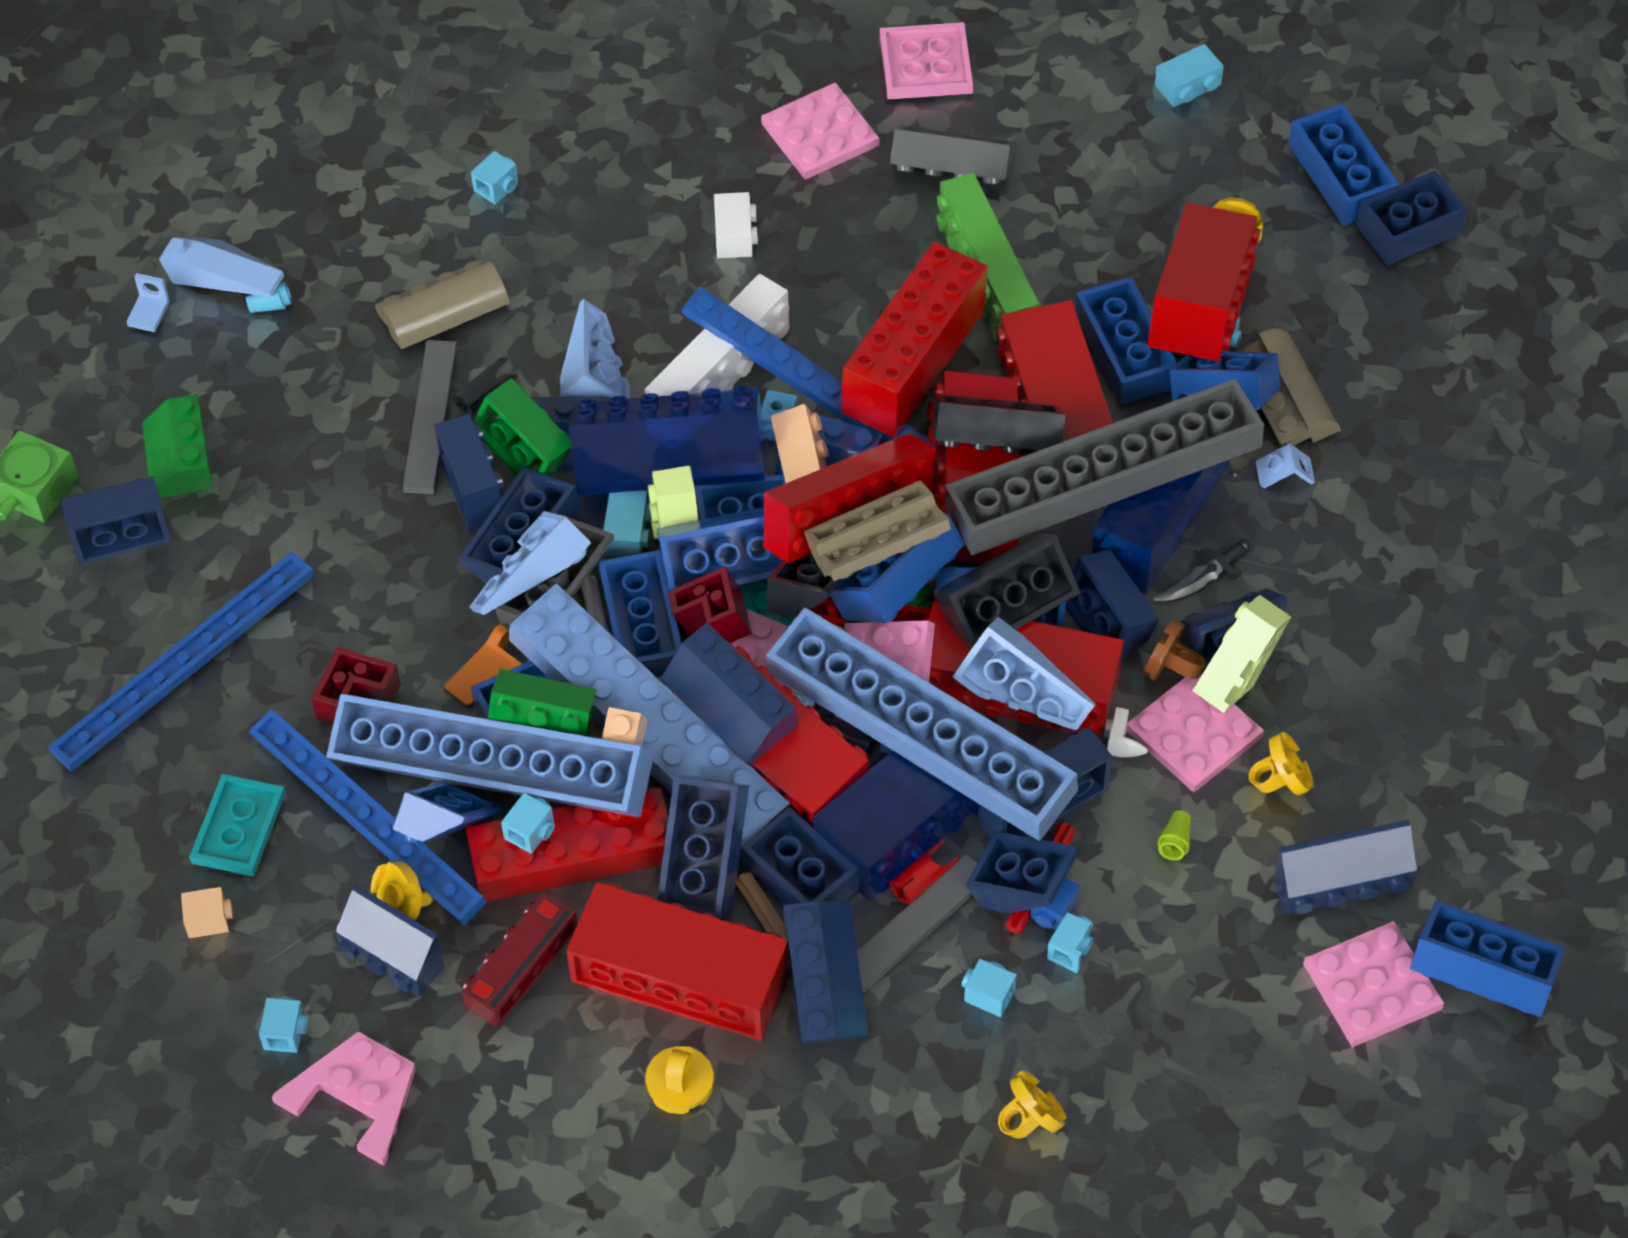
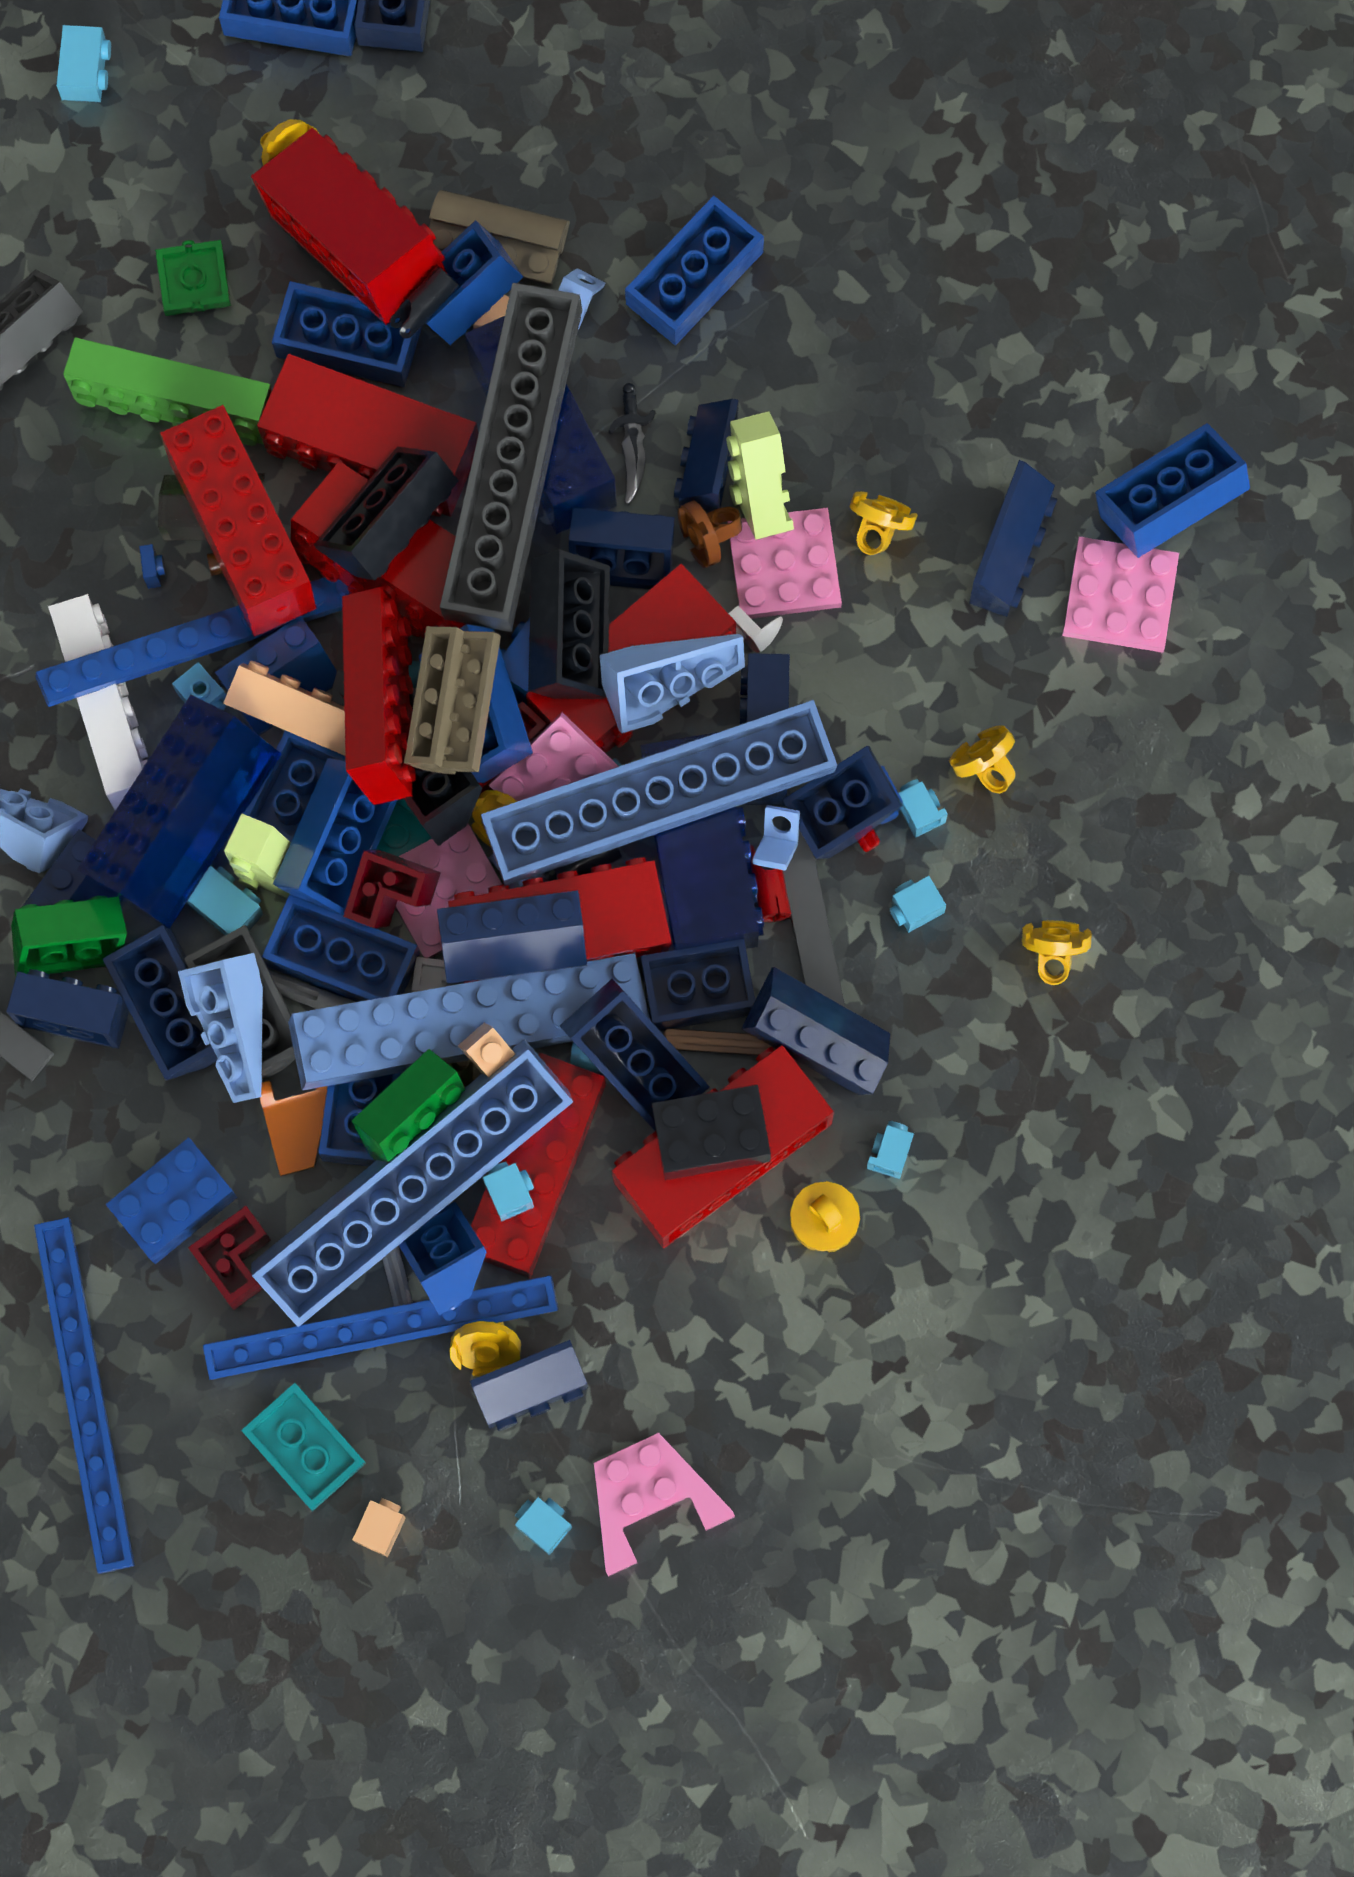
camera: 55 degrees left, 20 degrees up
(371, 623) = (171, 1200): none -> blue brick
(519, 959) = (619, 1280): dark red brick -> none
(673, 925) = (711, 1132): none -> black brick
(769, 1092) = (891, 1150): none -> medium azure brick
(849, 331) = (152, 566): none -> blue plate
(959, 853) = (778, 845): none -> light blue bracket
(1089, 230) = (193, 277): none -> green plate
(1148, 964) = (986, 756): none -> yellow tile
(1175, 836) = (879, 653): lime cone -> none
(1184, 354) = (423, 302): none -> black piece
(1372, 525) = (694, 270): none -> blue brick

